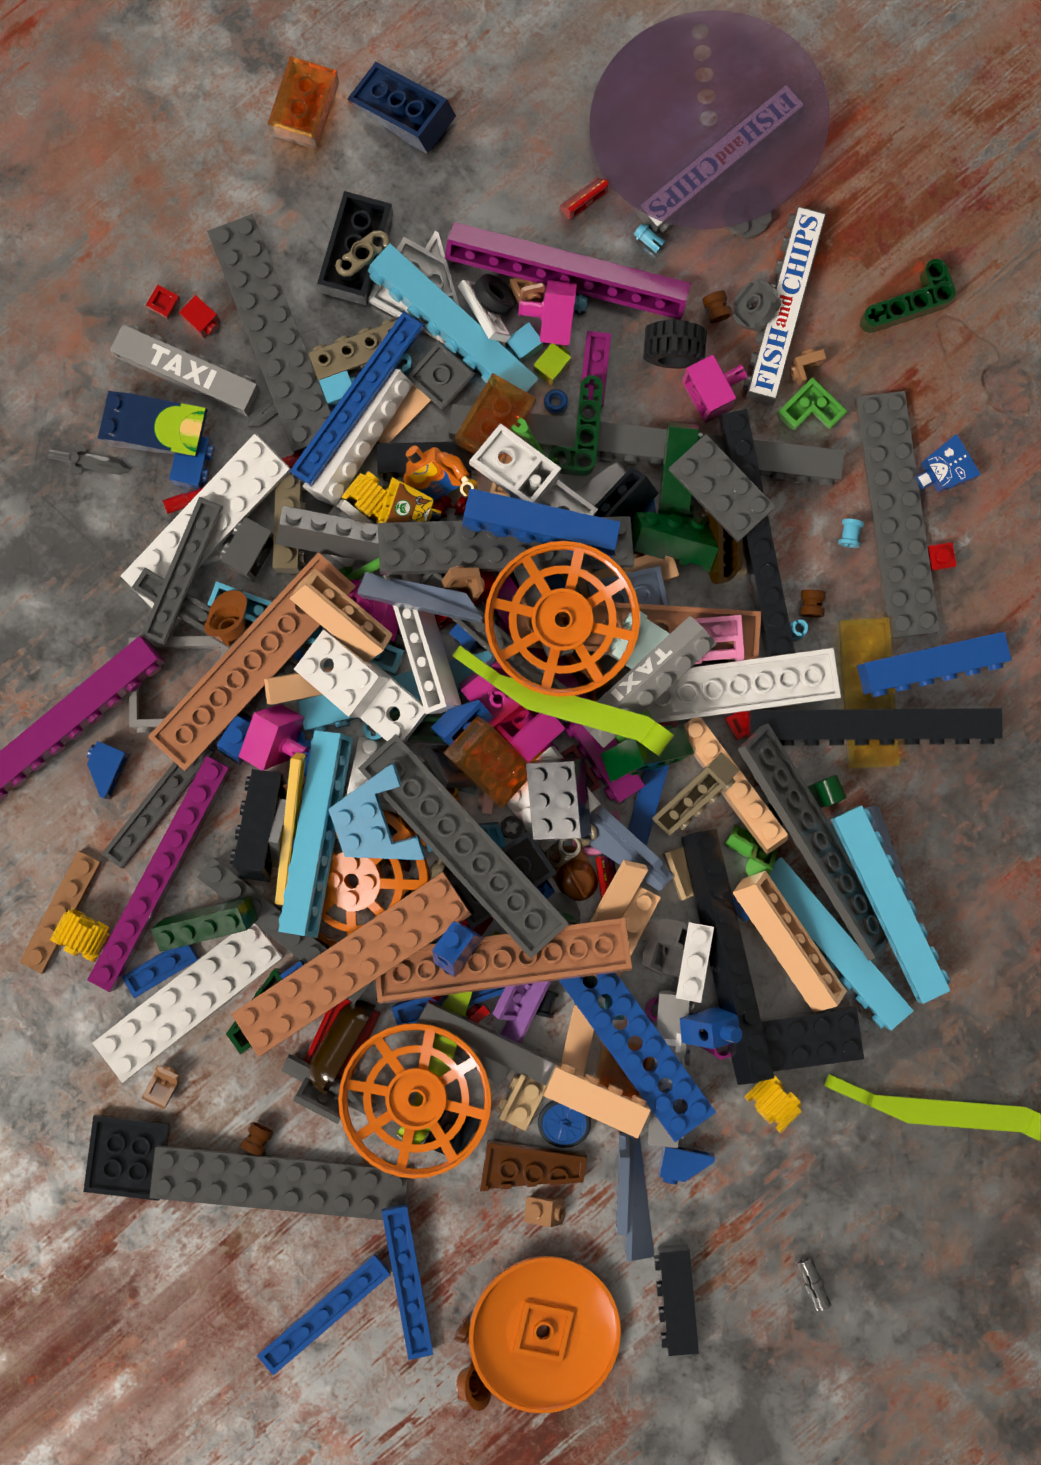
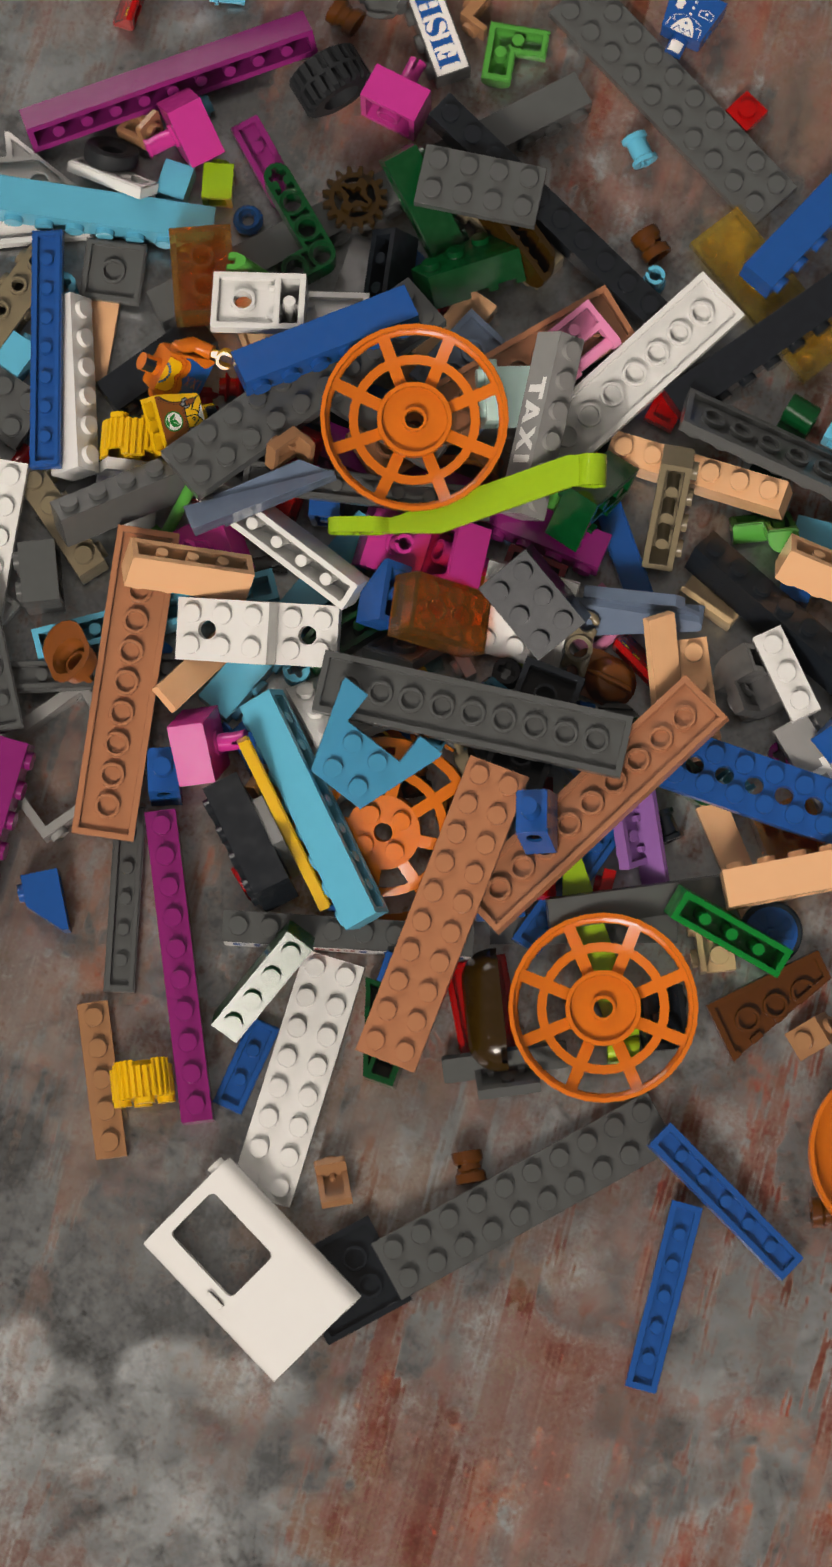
camera: 30 degrees left, 5 degrees down
(75, 1145) = (285, 1301): none -> white piece
(533, 1107) = (728, 931): none -> green brick
(623, 441) = (360, 188): none -> dark brown gear

